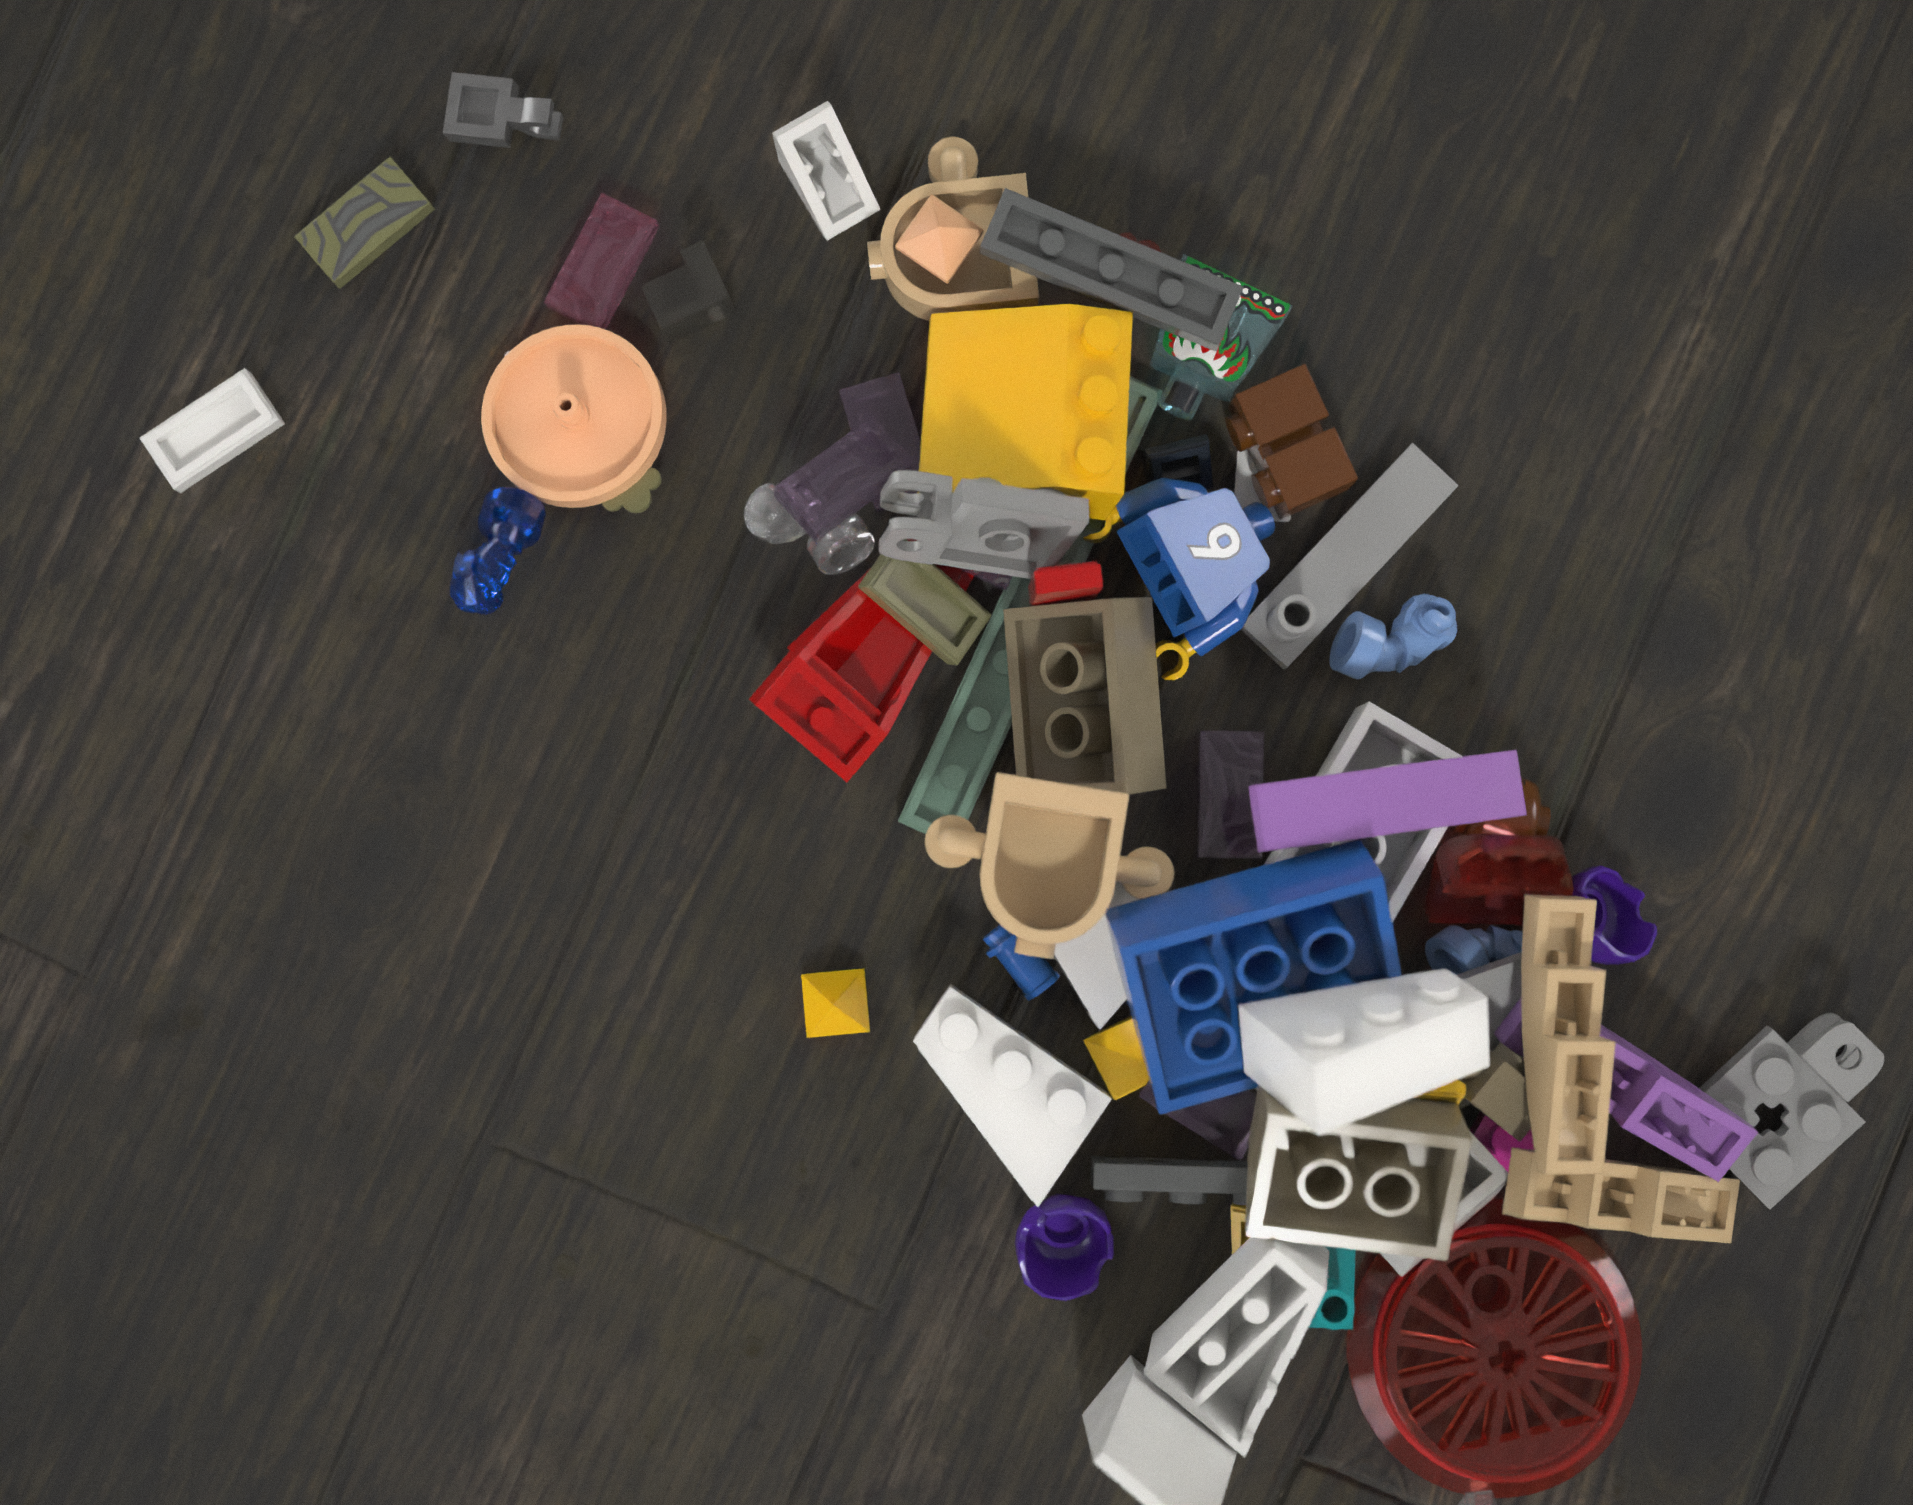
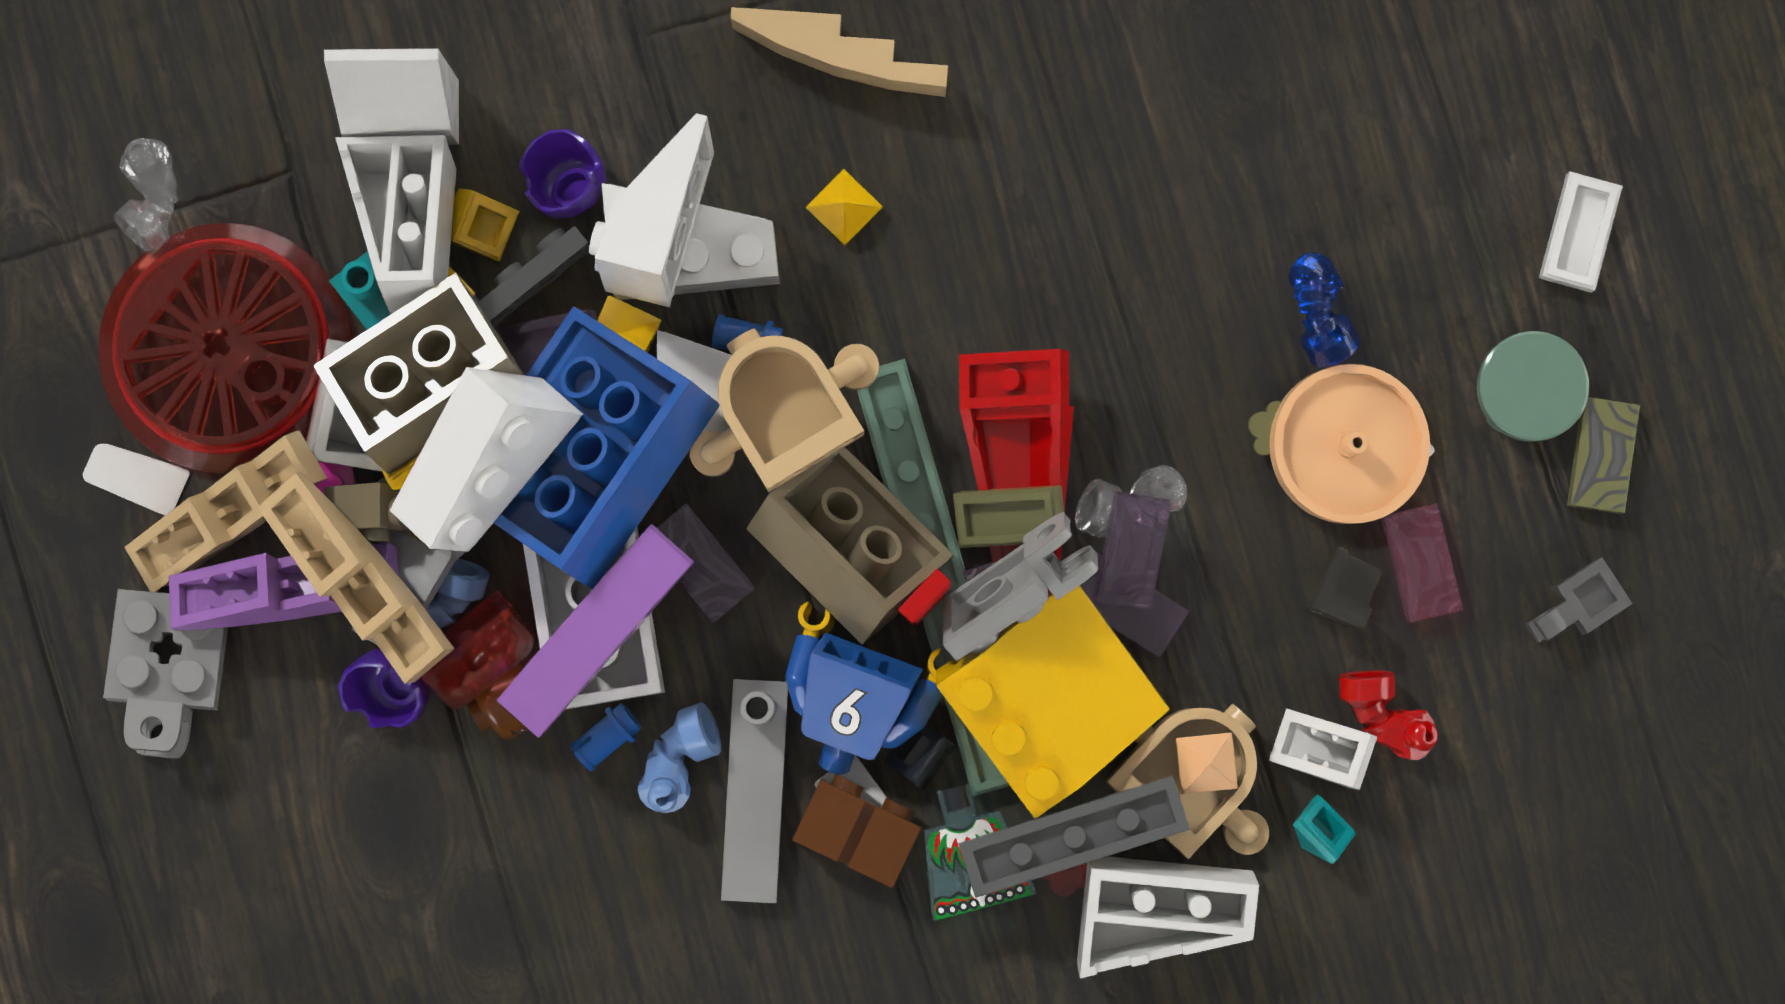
camera: 135 degrees right, 0 degrees up
(372, 330) = (1532, 386): none -> sand green tile
(733, 1171) = (818, 42): none -> tan slope
(743, 132) = (1403, 731): none -> red arm
(886, 107) = (1323, 830): none -> teal slope
(1025, 1130) = (653, 218): none -> white slope
(1084, 148) = (1161, 910): none -> white wedge
(1171, 1264) = (481, 224): none -> yellow slope
(1442, 710) = (606, 736): none -> blue pin
(1667, 1297) = (136, 477): none -> white sticker

